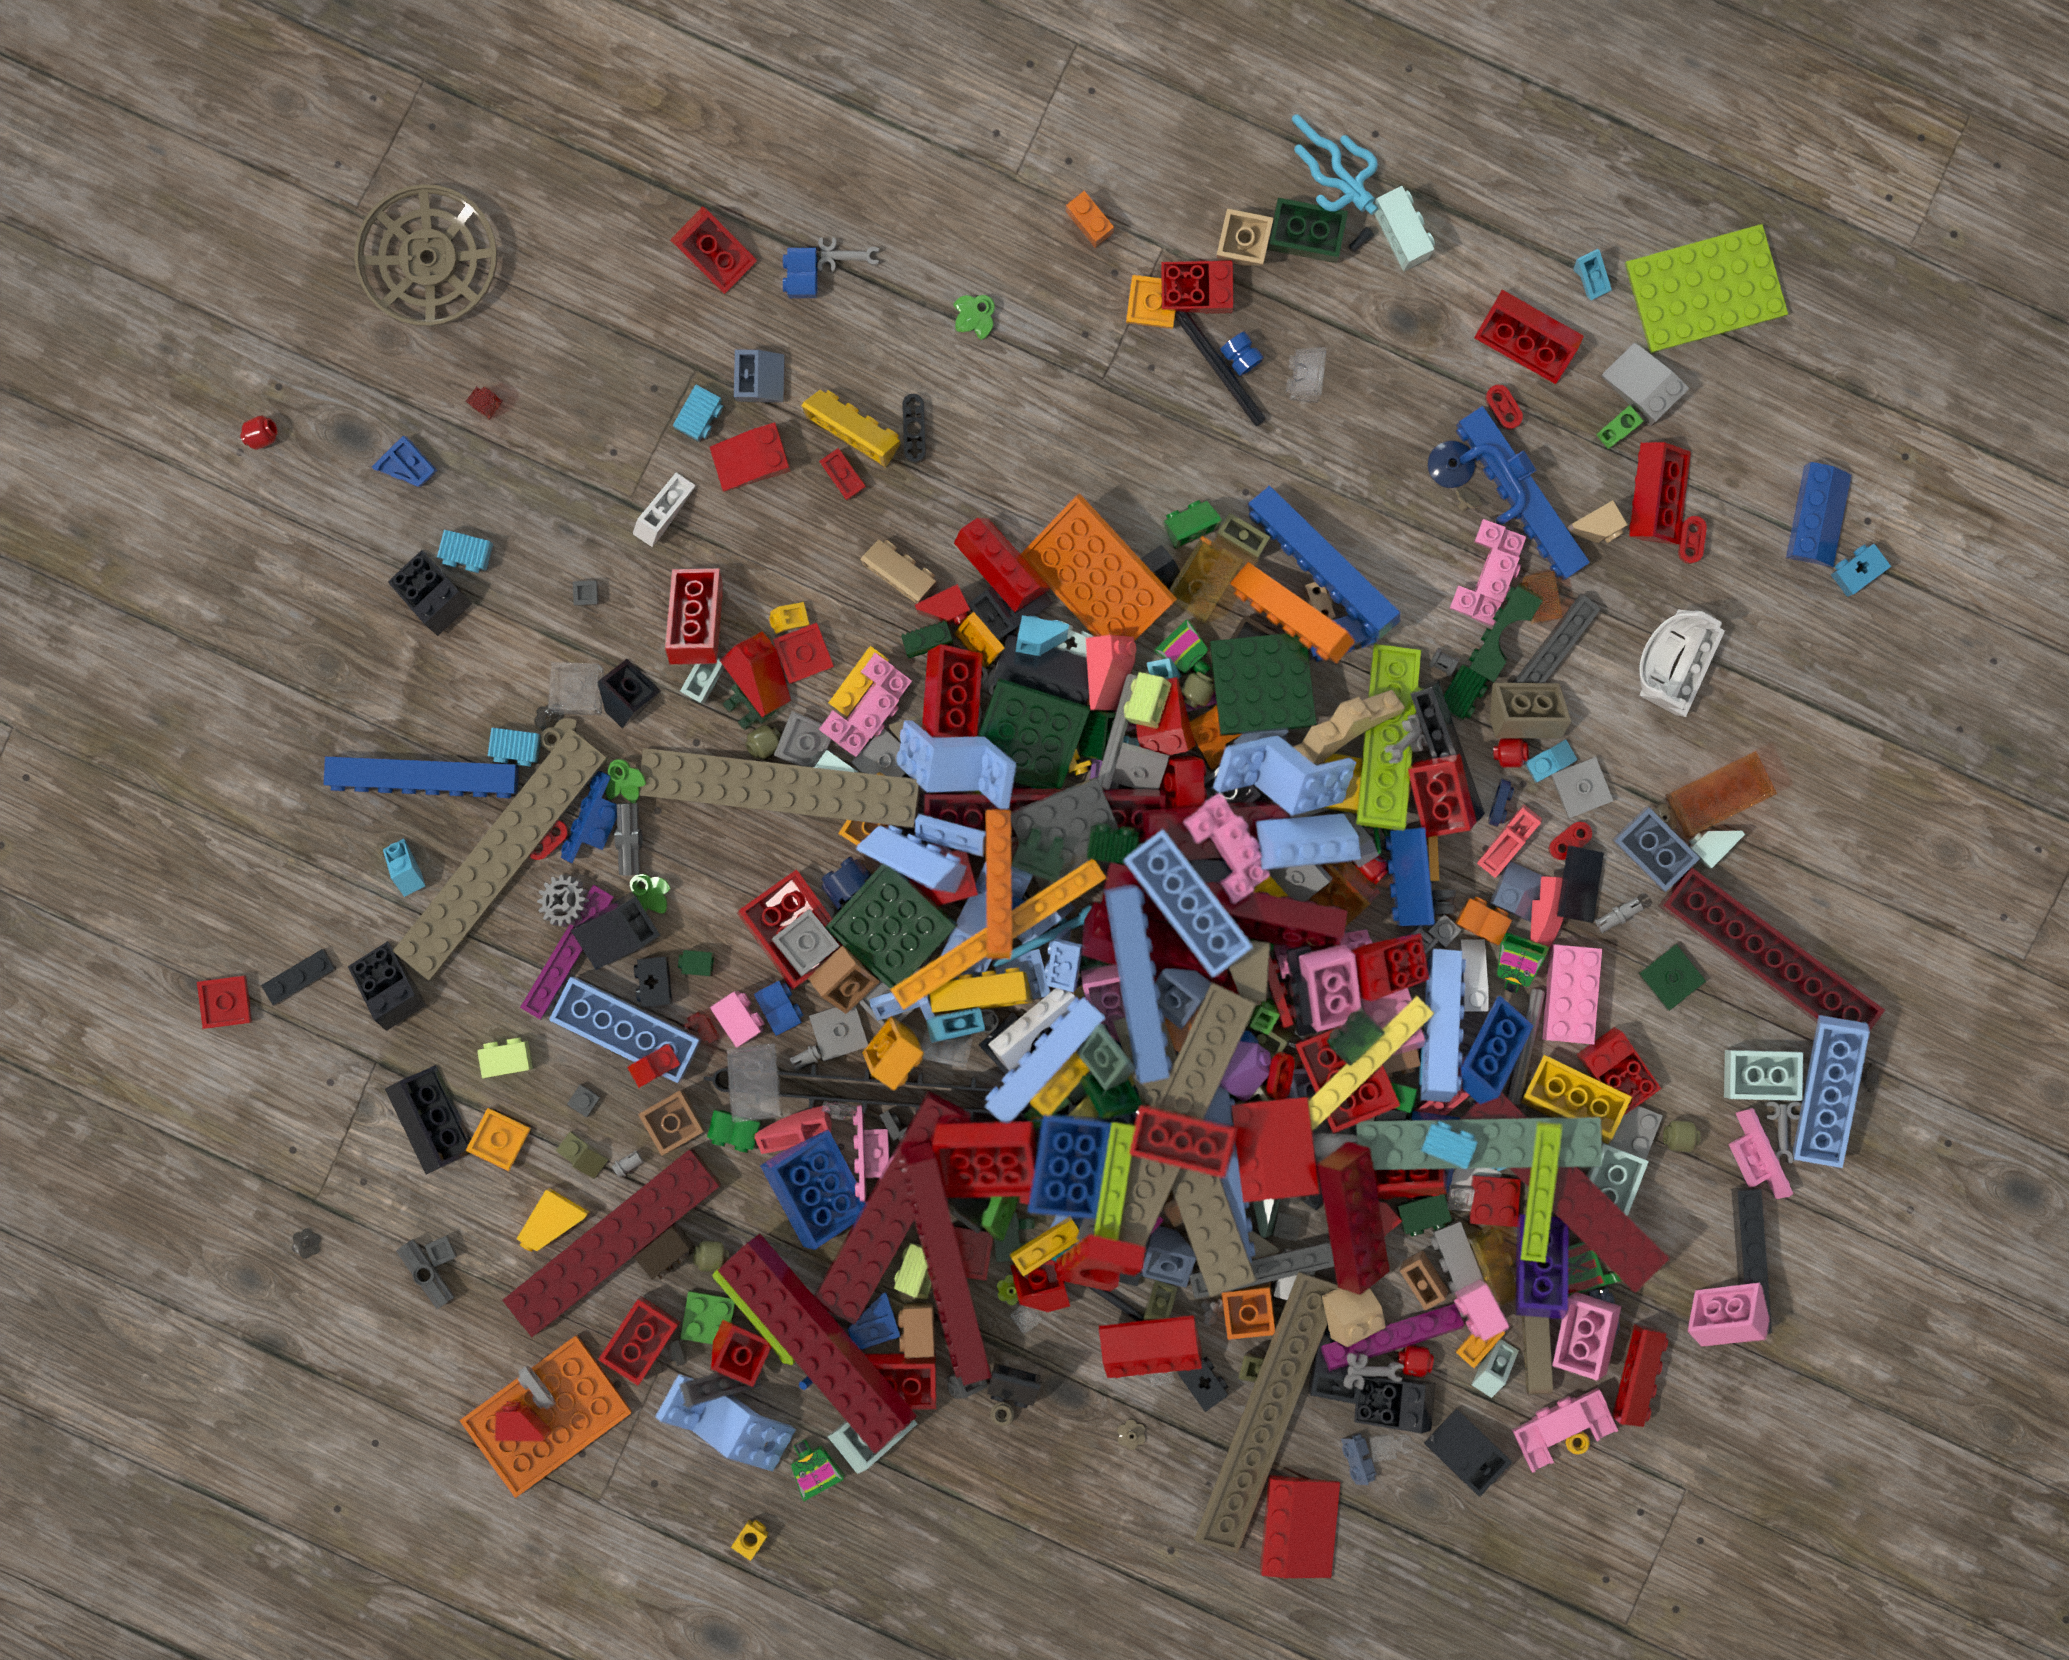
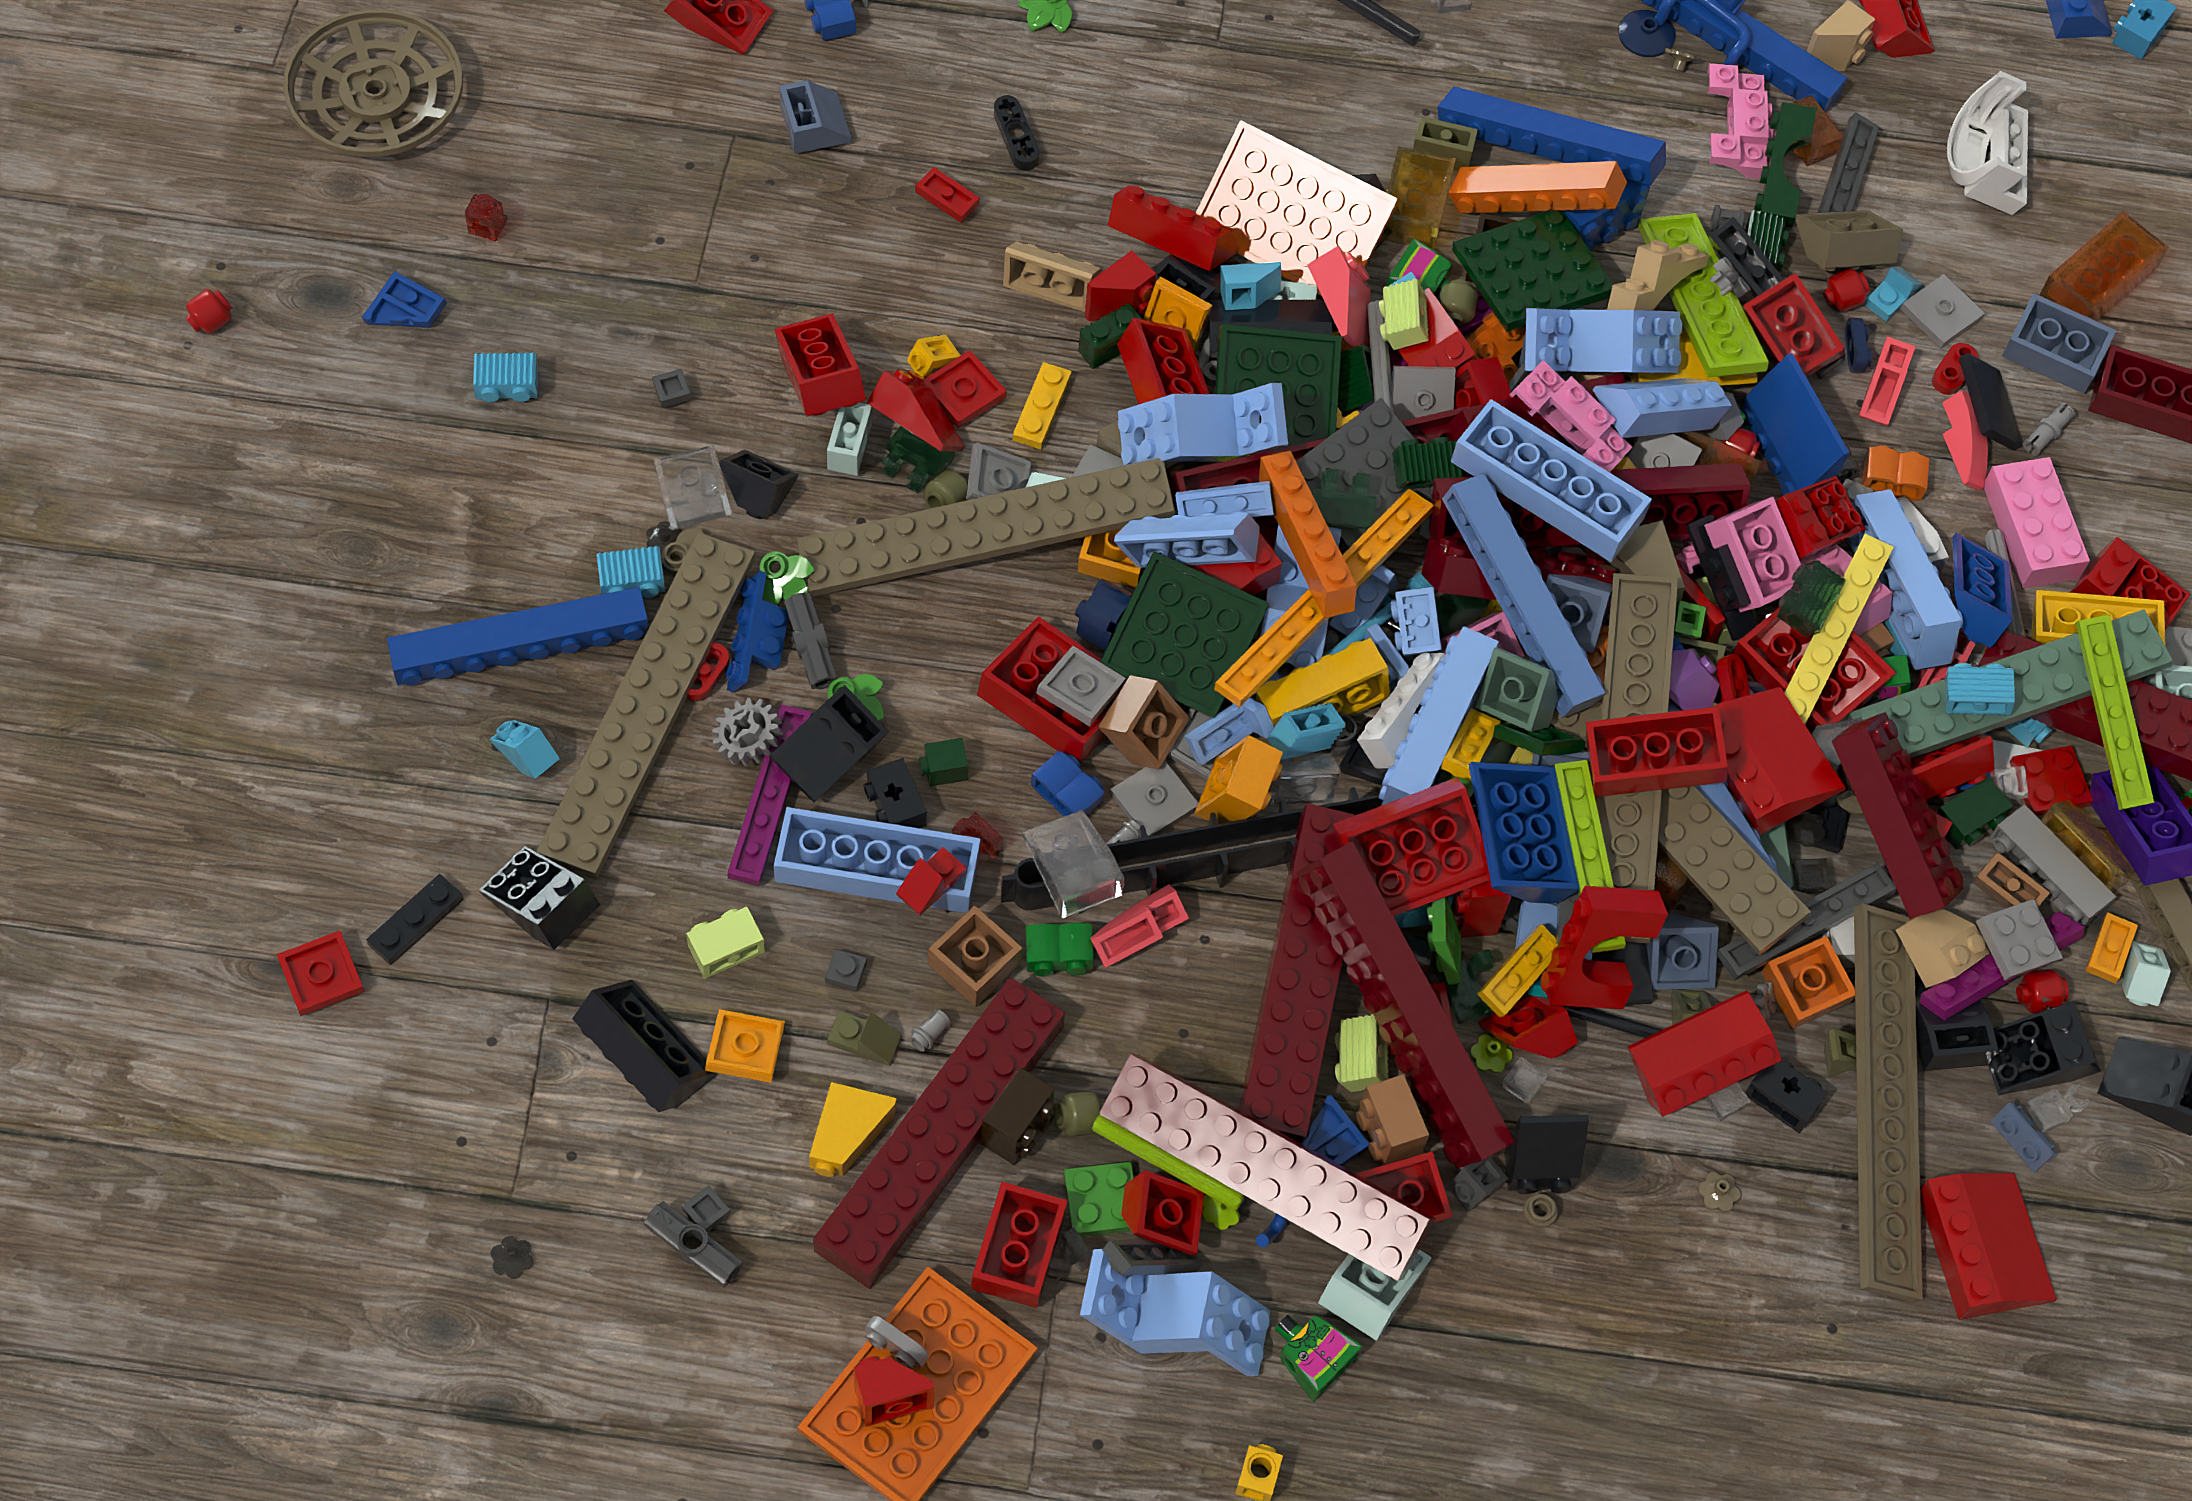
camera: 25 degrees left, 25 degrees down
(429, 593) = (474, 433): black slope -> none
(663, 509) = (740, 280): white slope -> none
(698, 413) = (752, 171): medium azure brick -> none
(737, 1018) = (1018, 801): bright pink brick -> none
(750, 457) = (832, 201): red slope -> none
(814, 1189) = (1191, 986): blue slope -> none
(839, 1110) = (1190, 878): clear plate -> none
(851, 427) = (942, 139): yellow slope -> none
(872, 709) = (1076, 416): bright pink bracket -> none
(872, 1151) = (1250, 924): bright pink bracket -> none
(892, 1122) = (1263, 887): dark grey bracket -> none
(1191, 524) = (1379, 145): green slope -> none
(1359, 1369) = (1984, 1007): light grey bar -> none
(1407, 1328) = (2019, 939): none -> light grey plate
(1481, 1310) = (2102, 883): bright pink brick -> none
(1517, 890) = (1921, 433): sand blue slope -> none
(1519, 961) = (1959, 499): torso -> none
(1672, 977) = (2140, 481): dark green plate -> none
(1692, 540) = (1950, 45): red plate -> none
(1713, 845) = (2127, 322): light aqua slope -> none

